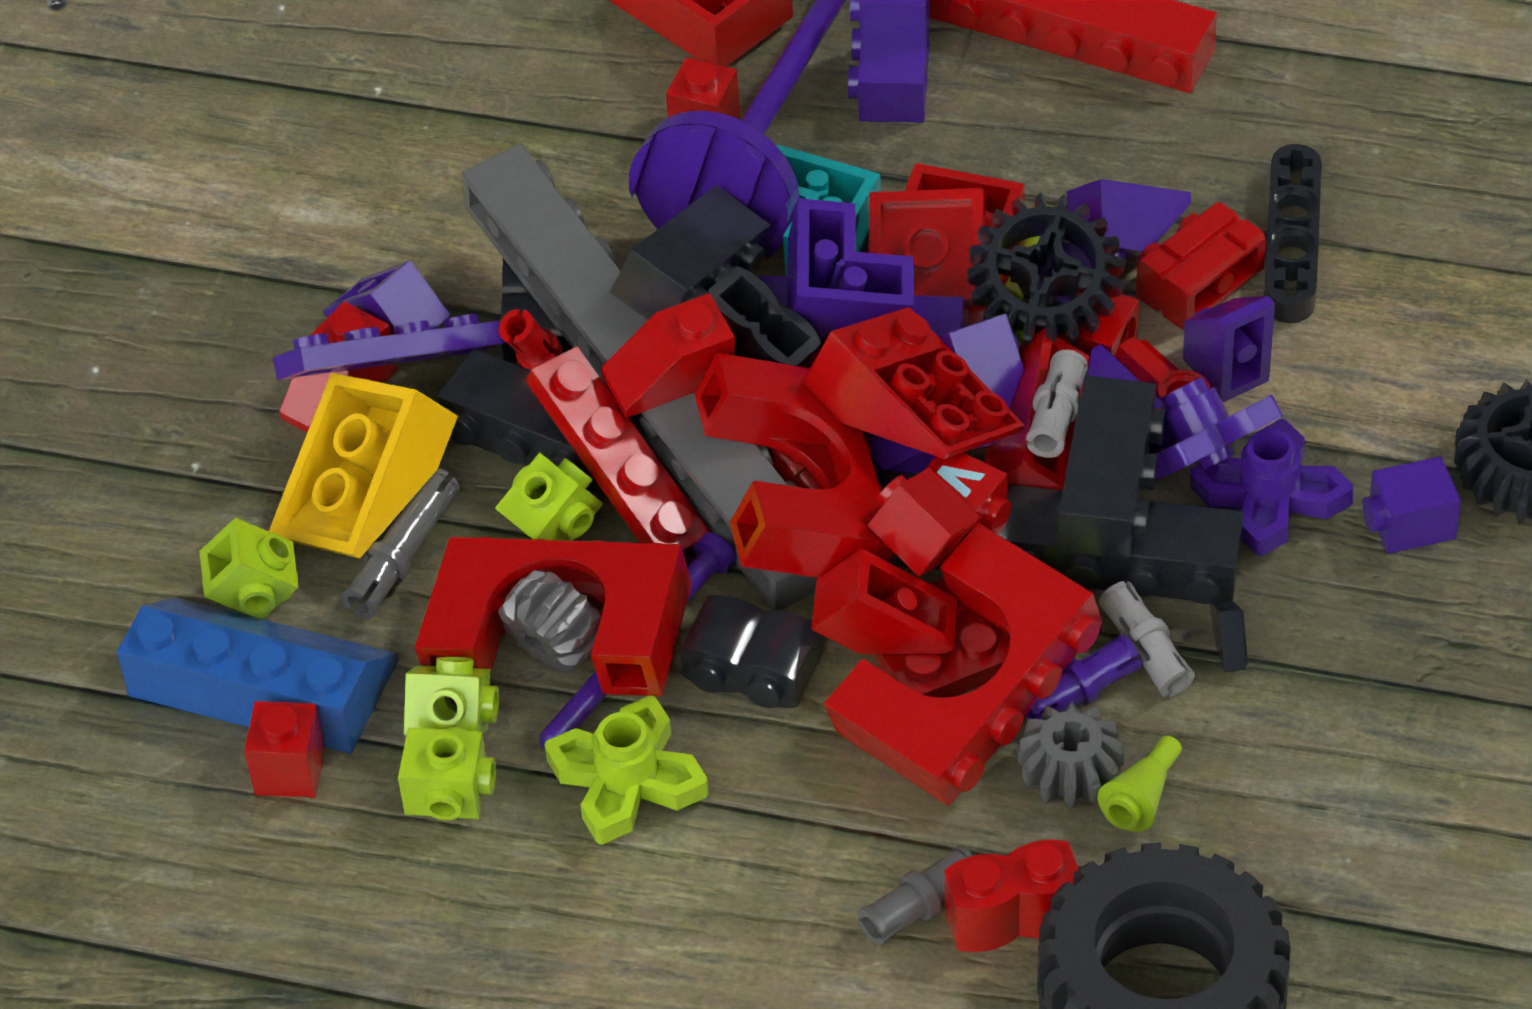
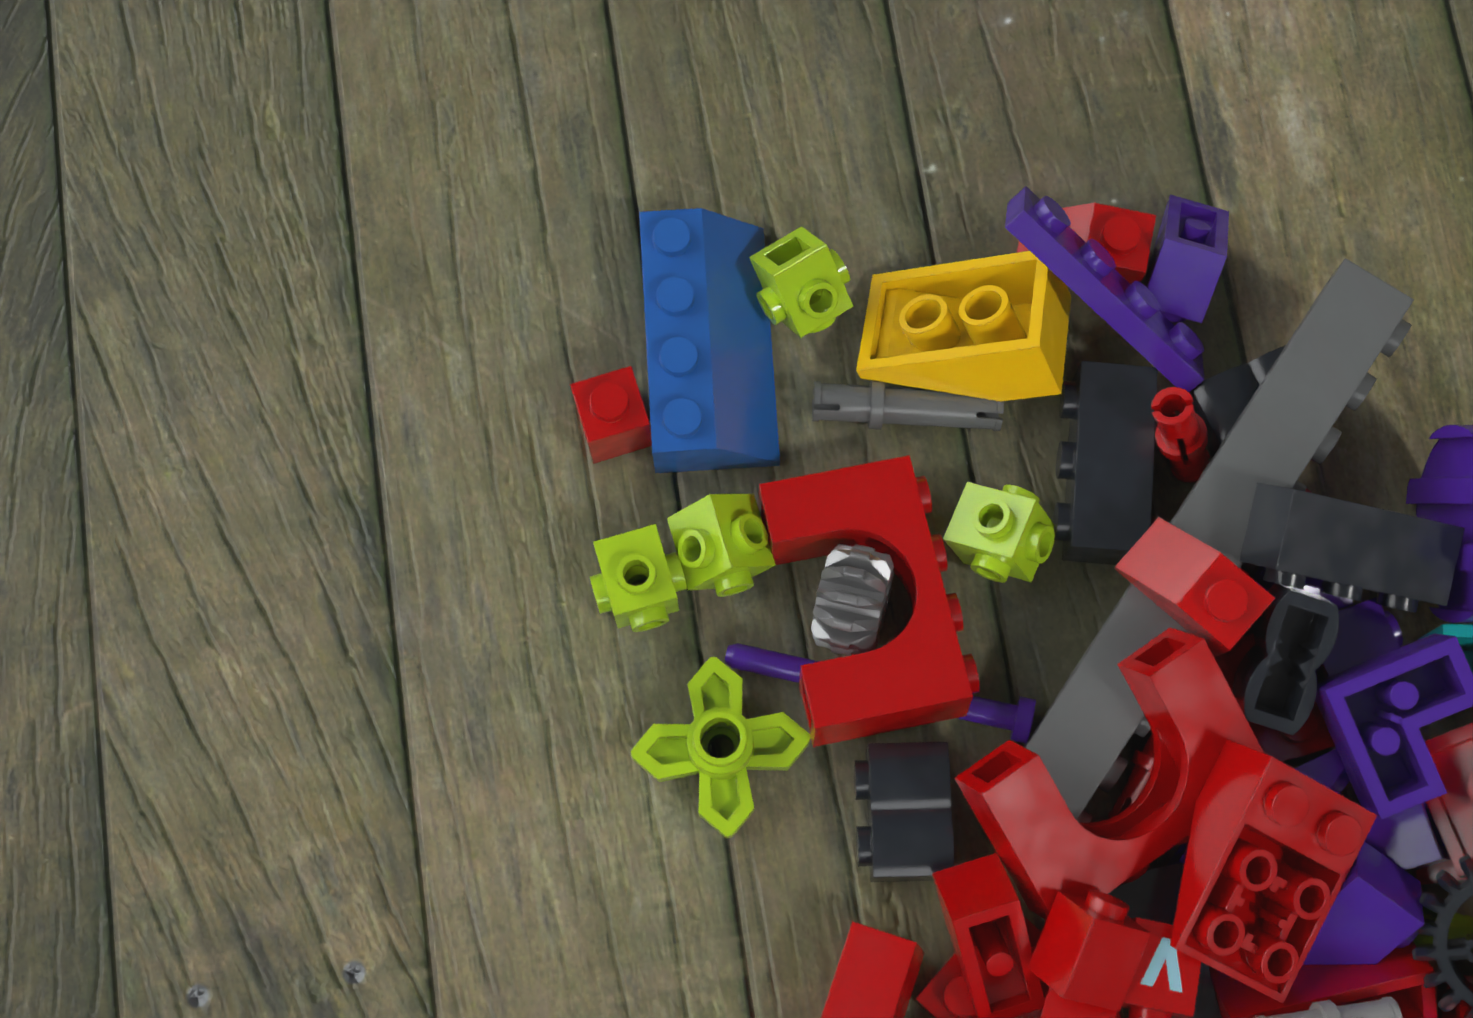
camera: 65 degrees right, 25 degrees up
(615, 452) = (1079, 575): red plate -> none

